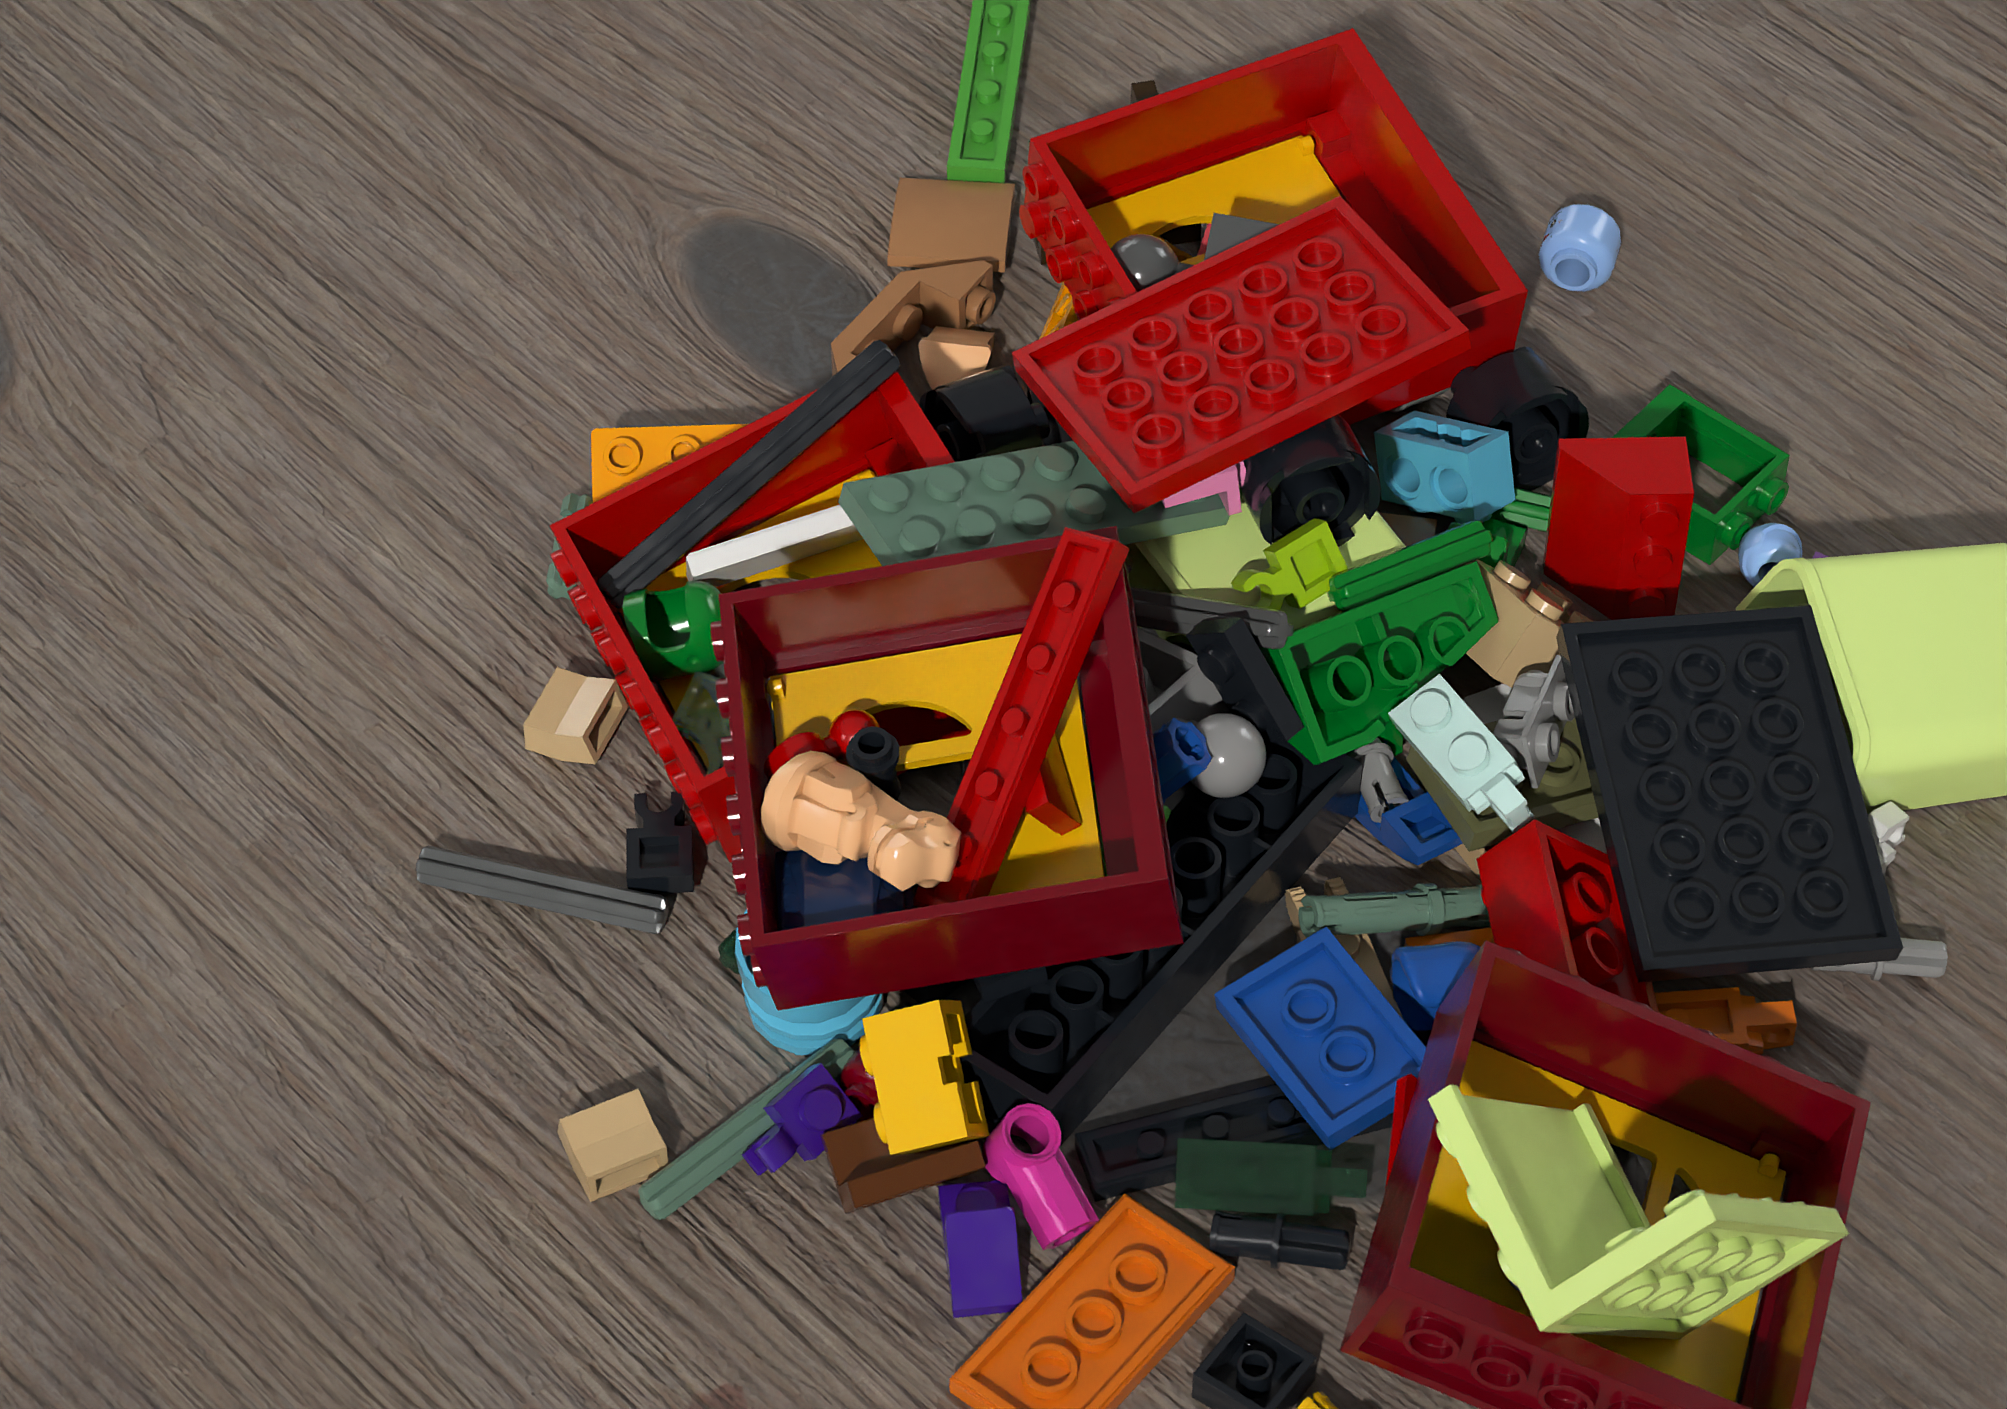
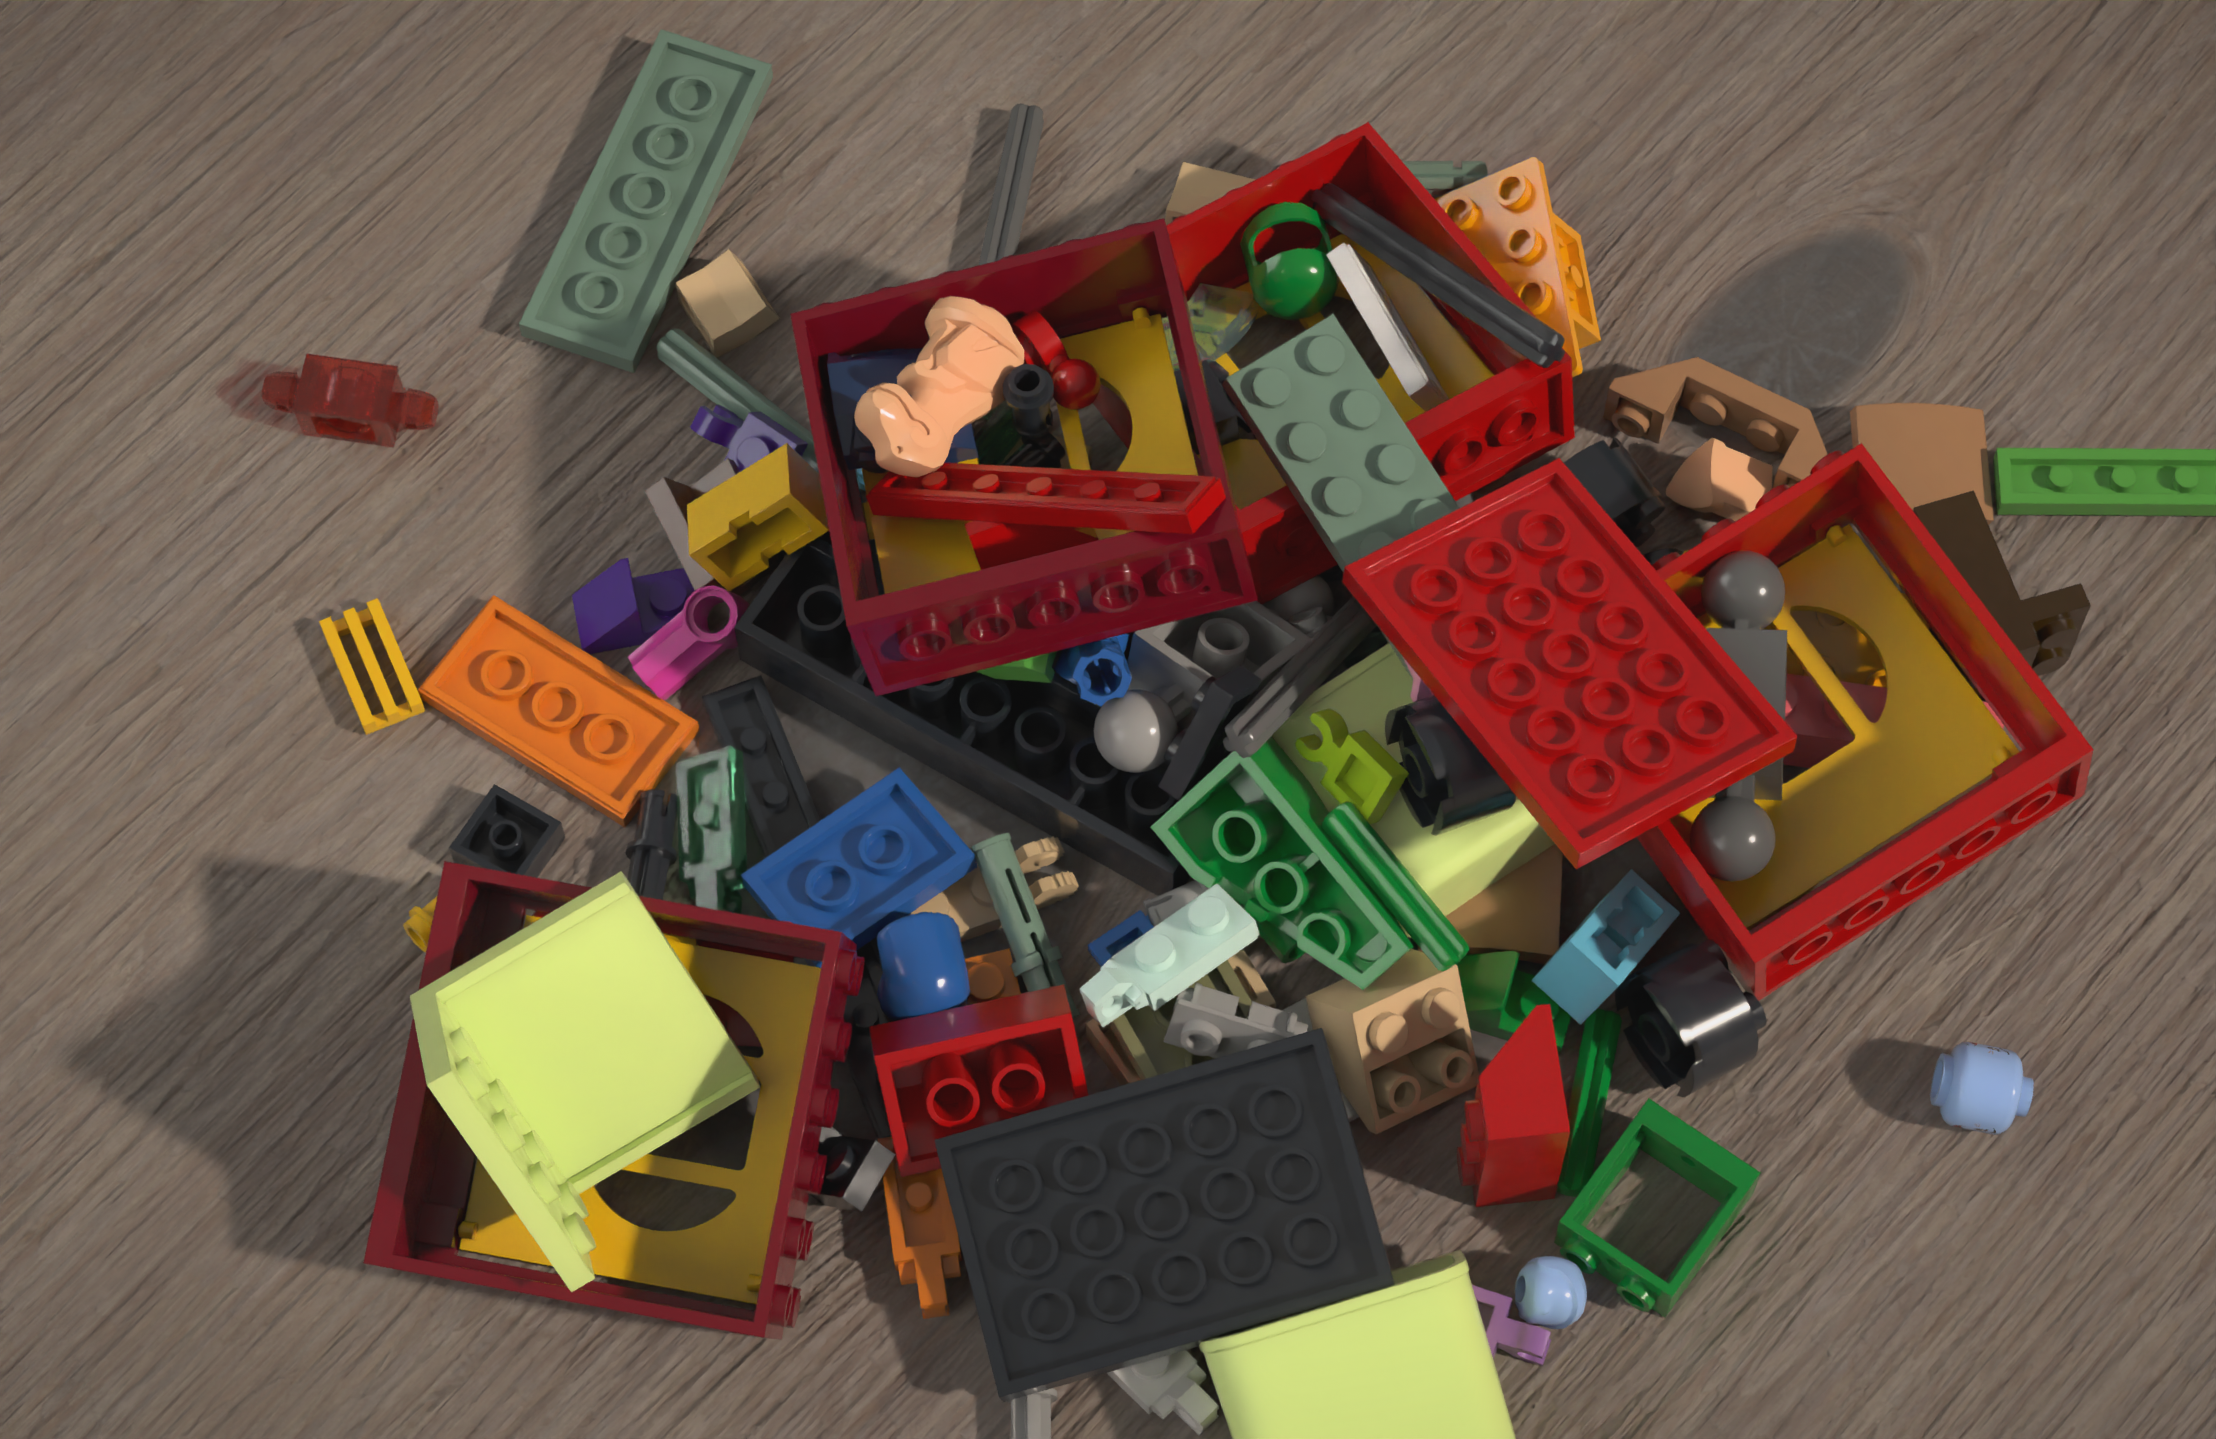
camera: 85 degrees right, 15 degrees up
(467, 1210) = (646, 201): none -> sand green plate

